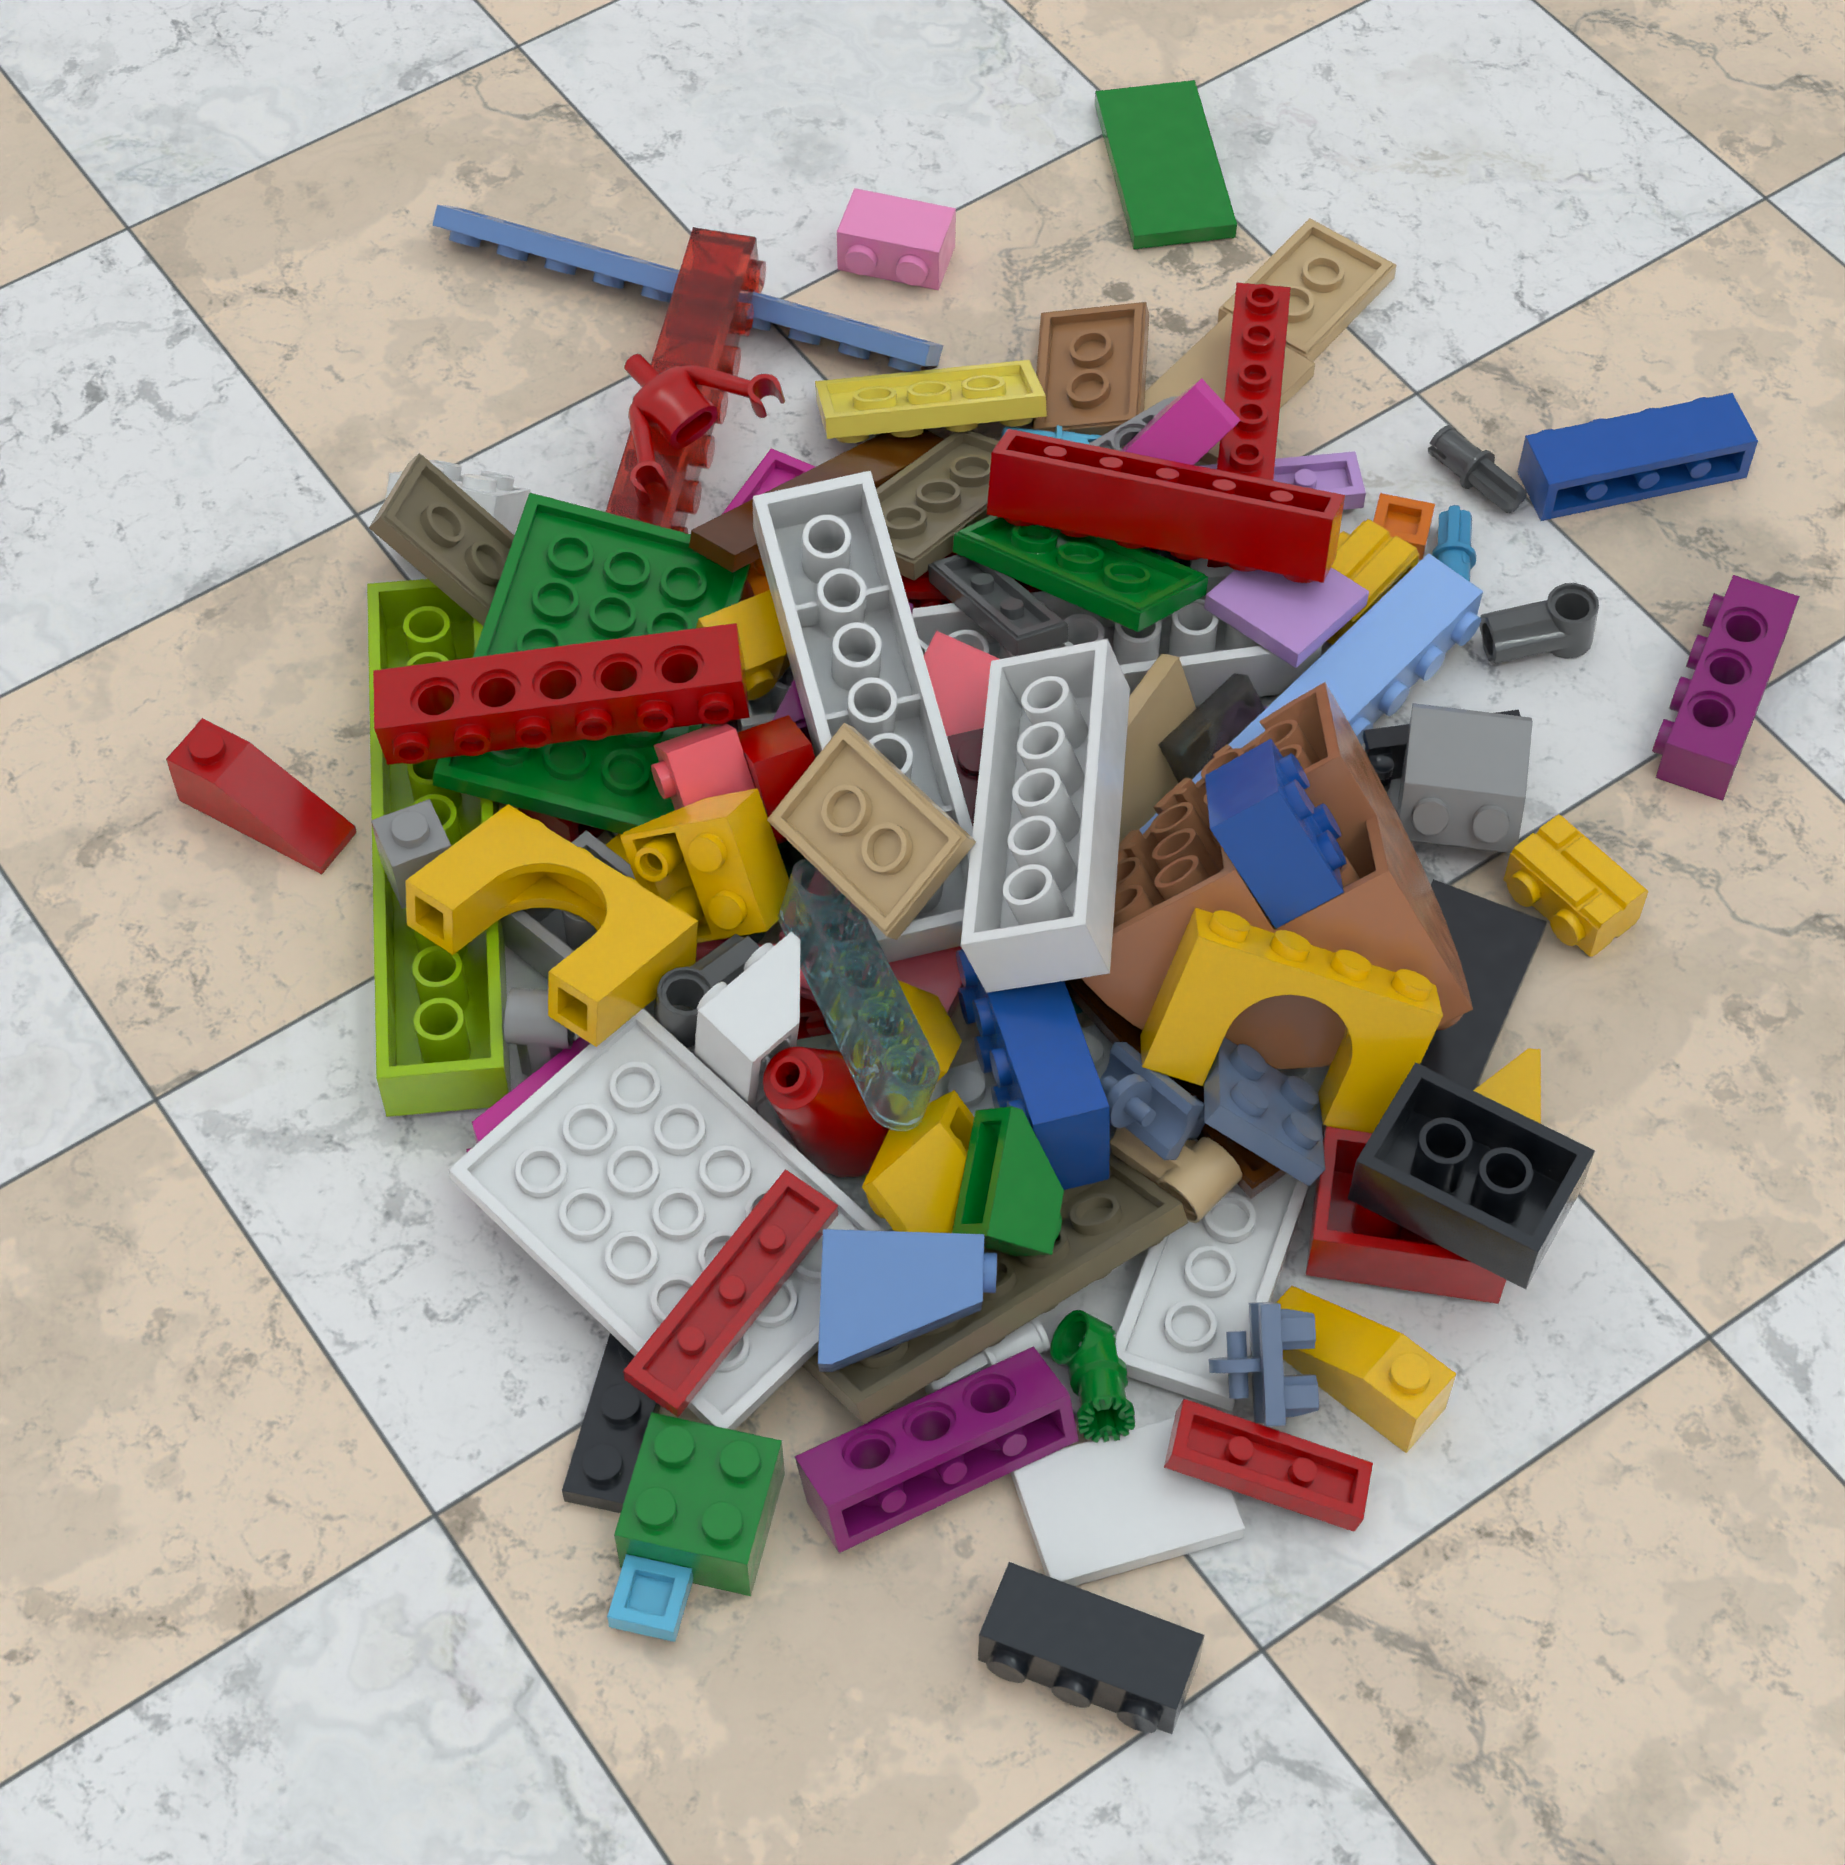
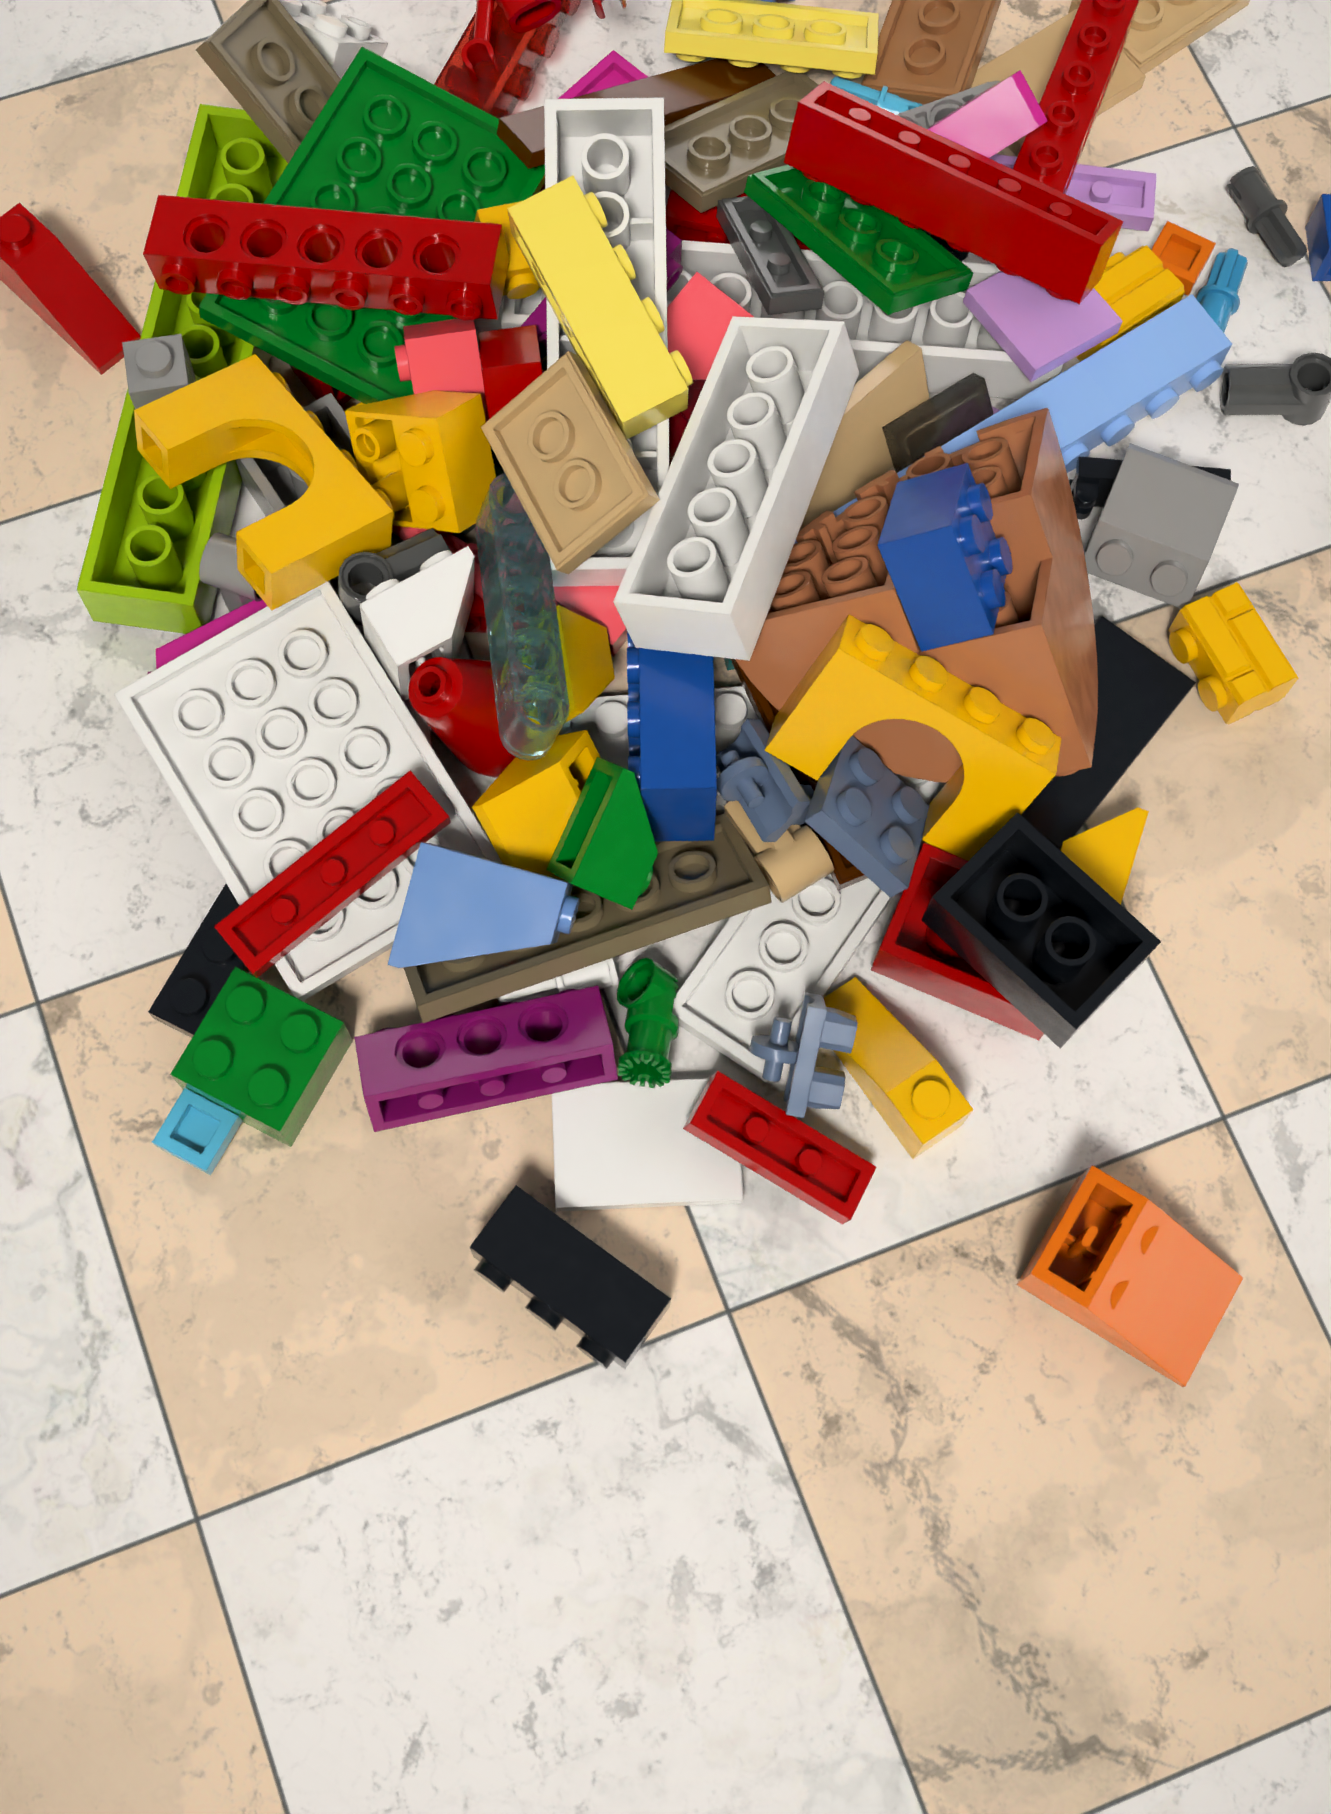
camera: 10 degrees right, 15 degrees up
(863, 675) = (599, 307): none -> light yellow brick
(1665, 1504) = (1131, 1275): none -> orange slope

